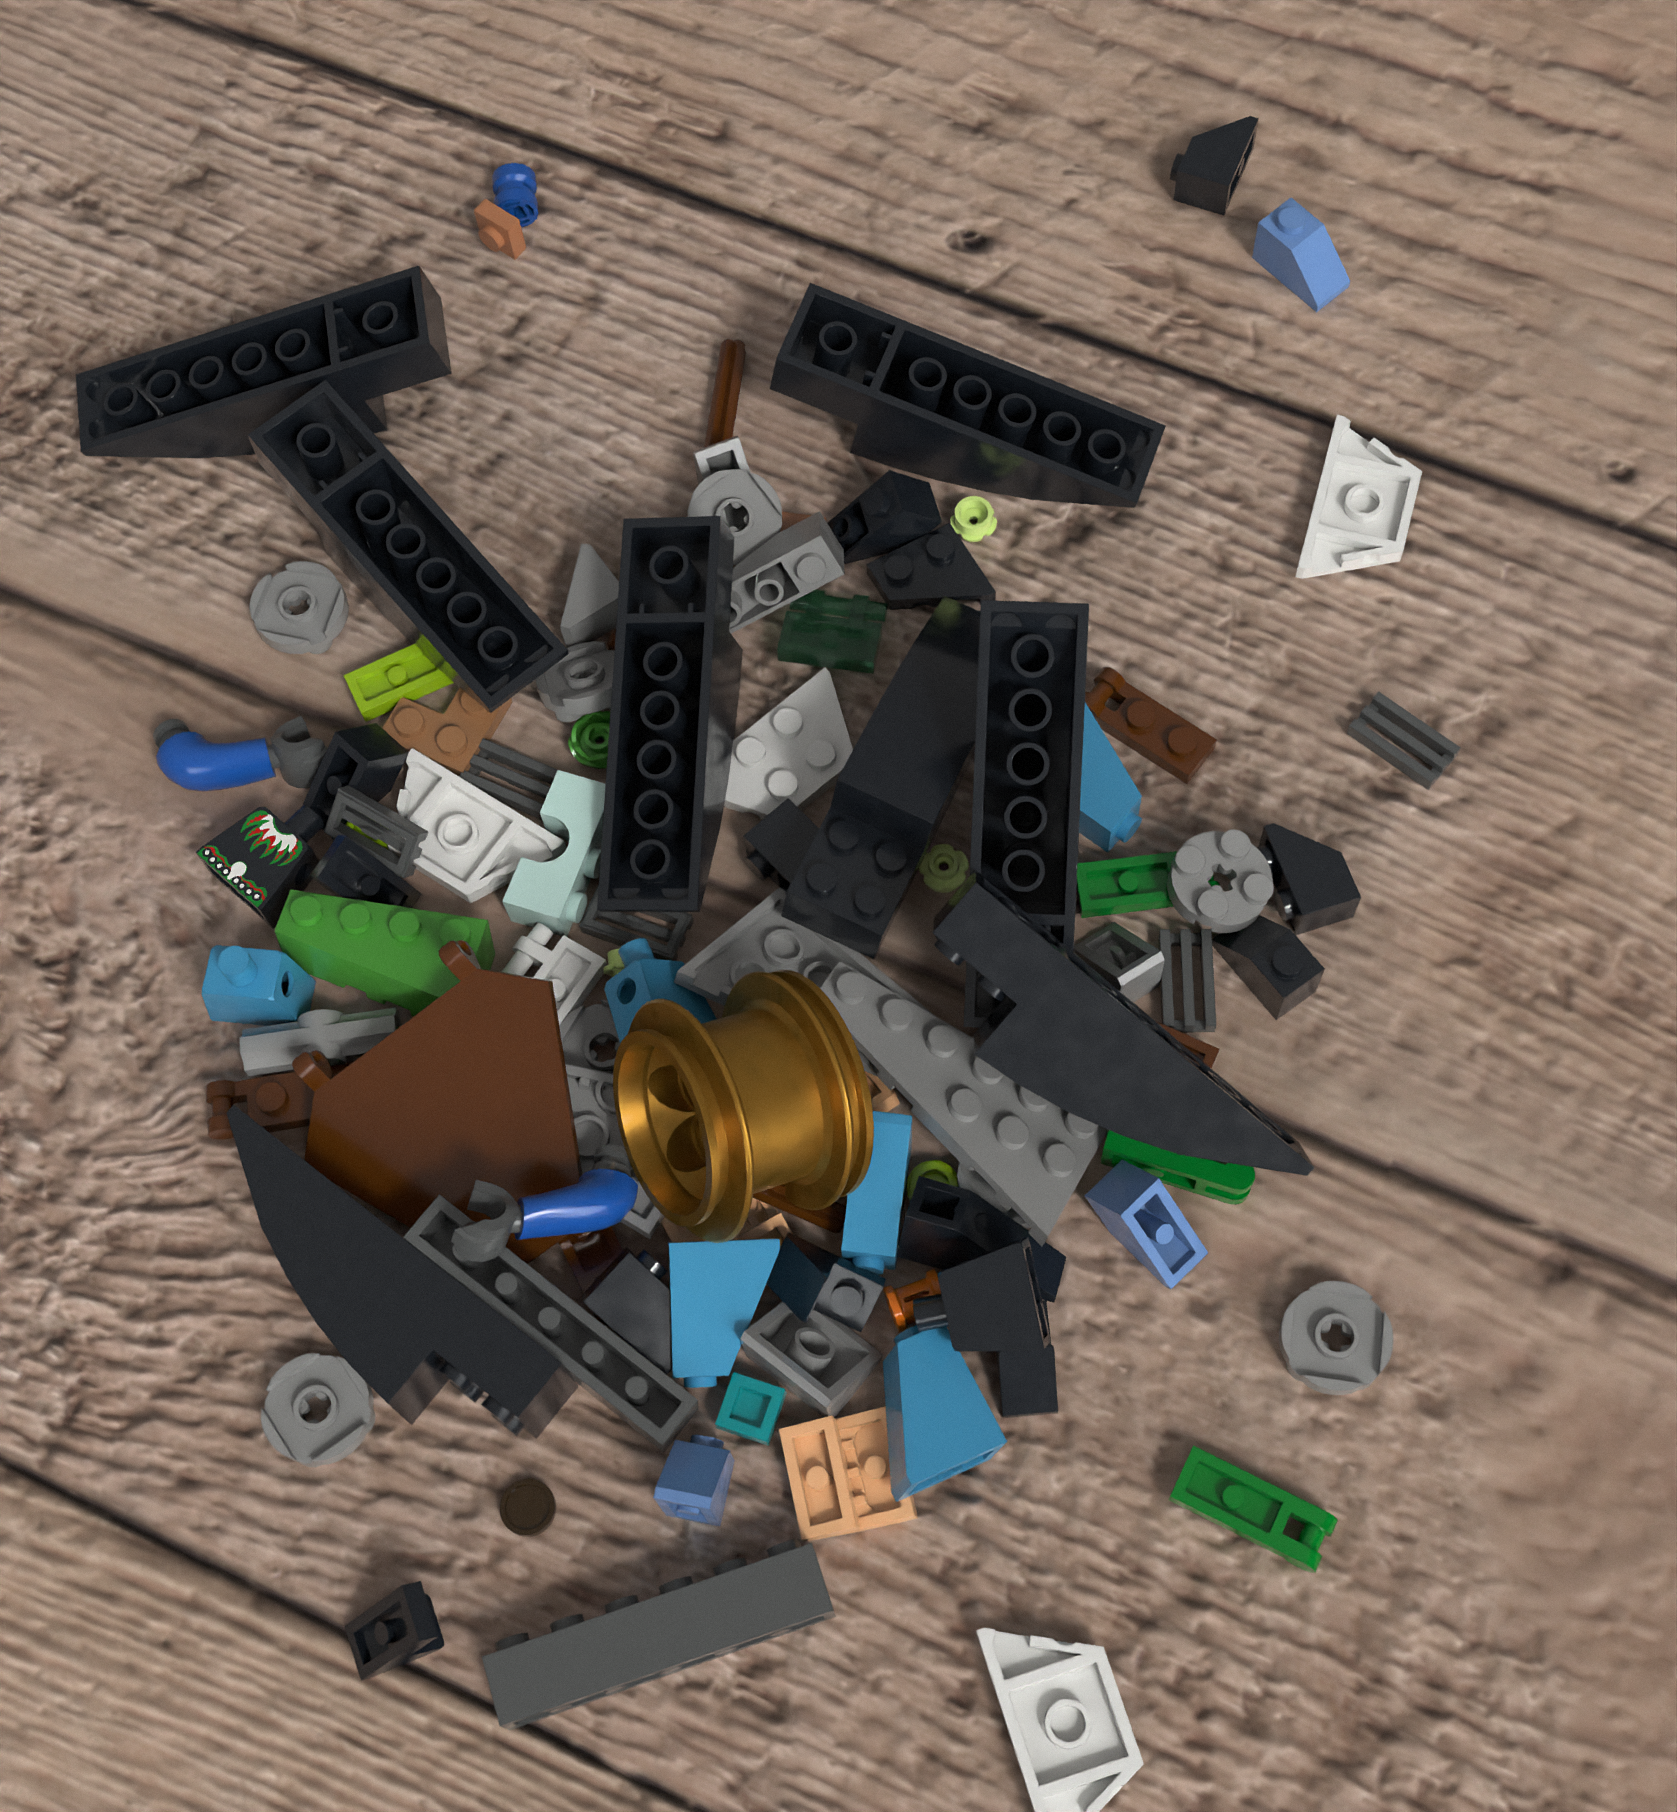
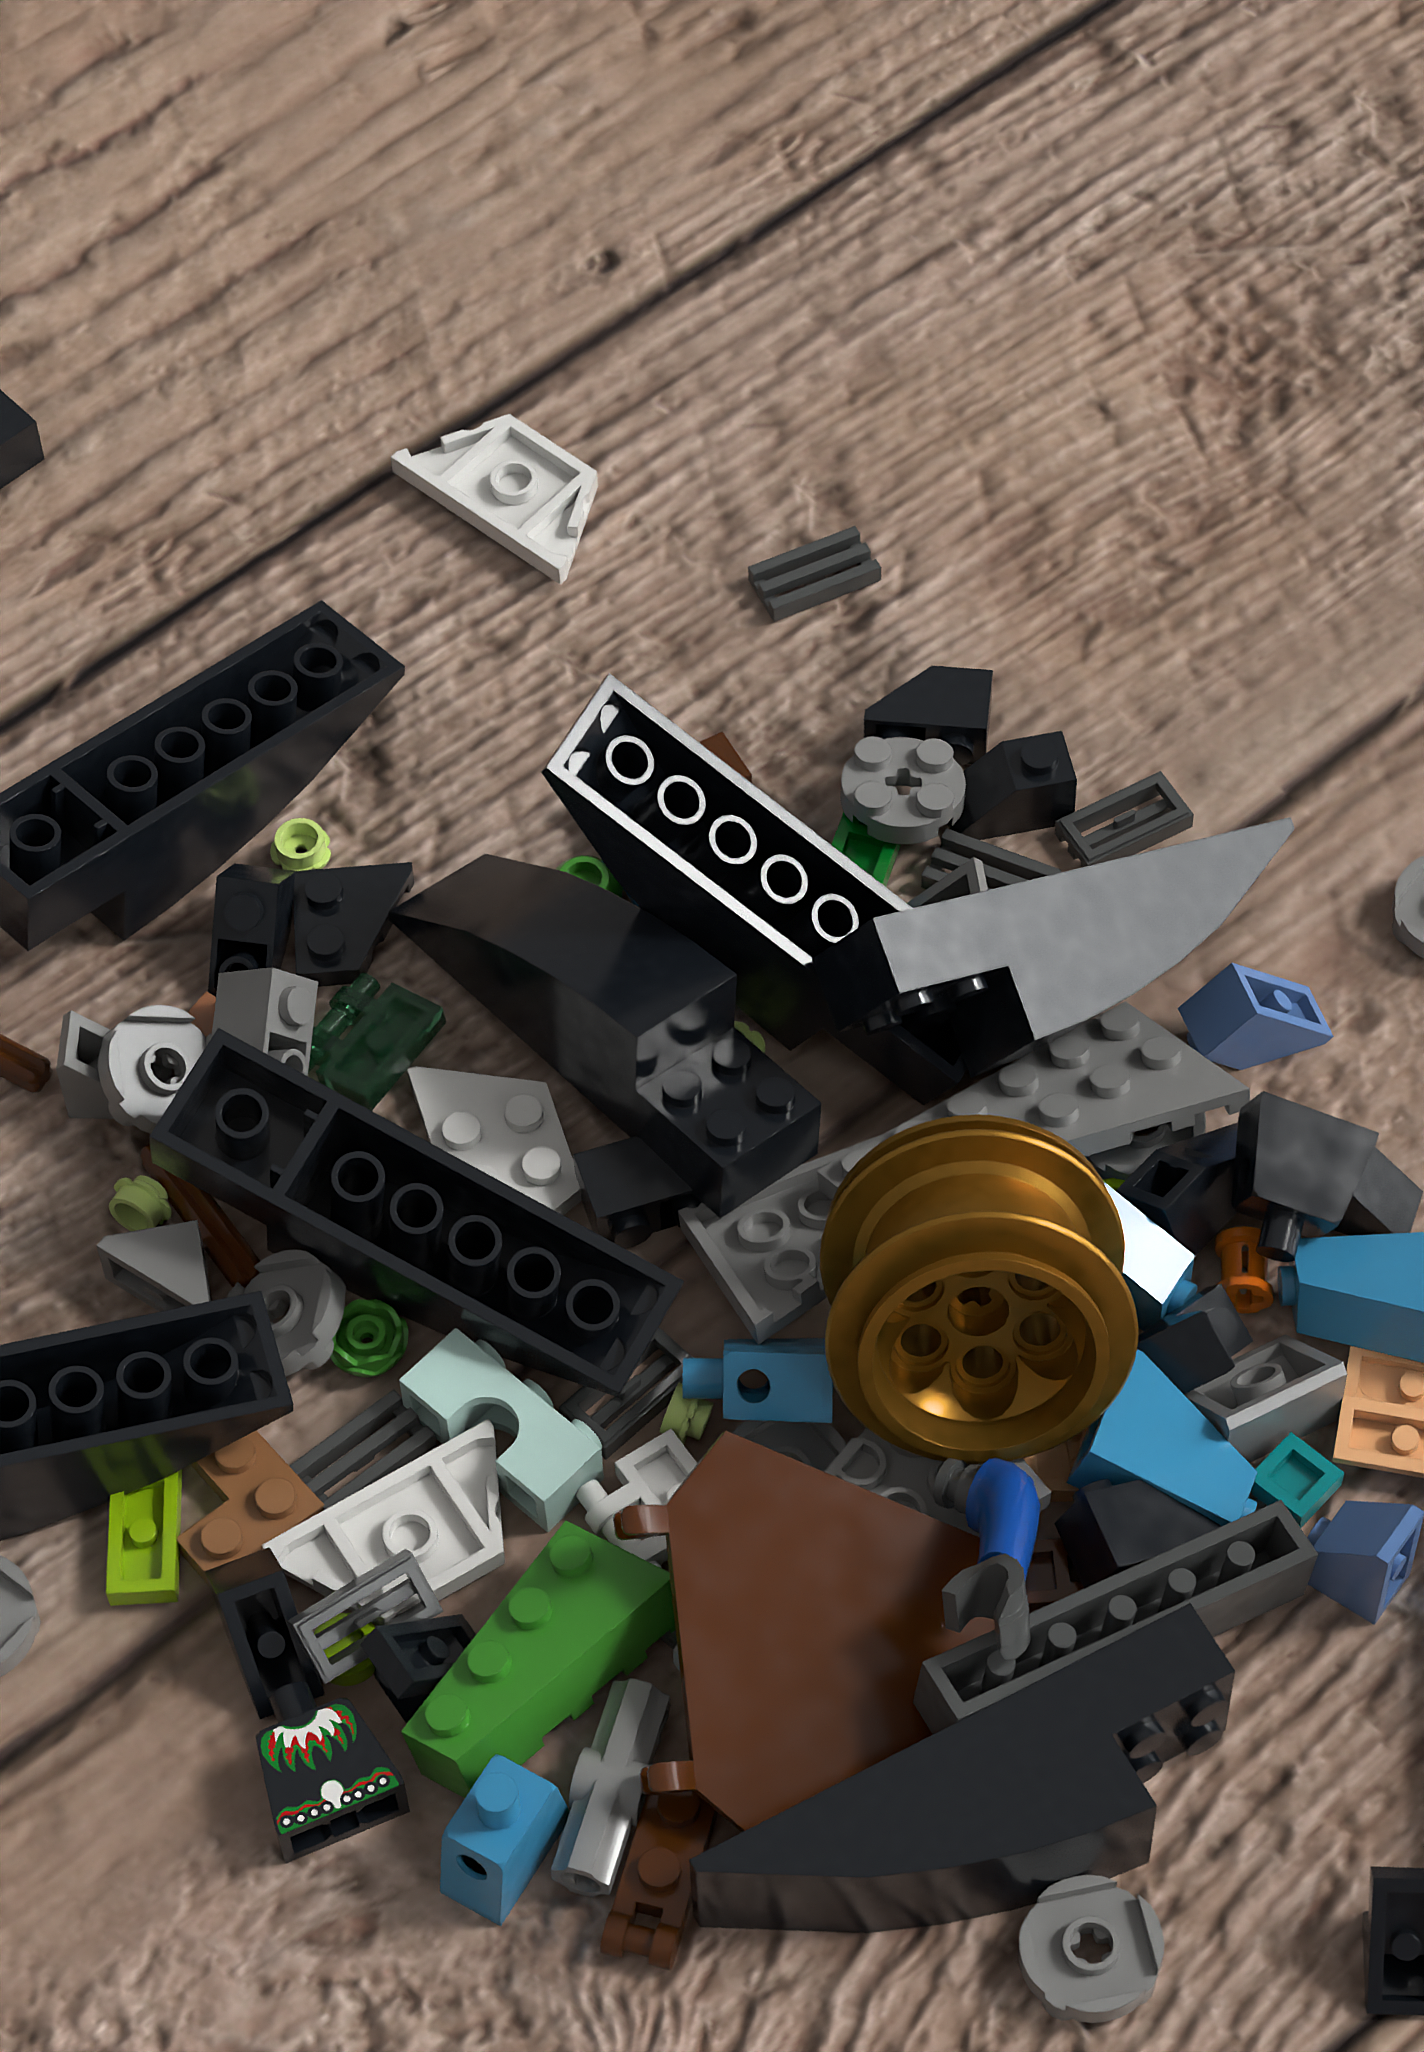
camera: 70 degrees left, 10 degrees down
(211, 766) = (142, 1800): blue piece -> none
(527, 1507) = (1306, 1764): dark brown piece -> none
(1201, 1176) = (1233, 942): green plate -> none
(1280, 1072) = (1129, 831): none -> dark grey tile
(1300, 254) = (160, 404): medium blue slope -> none

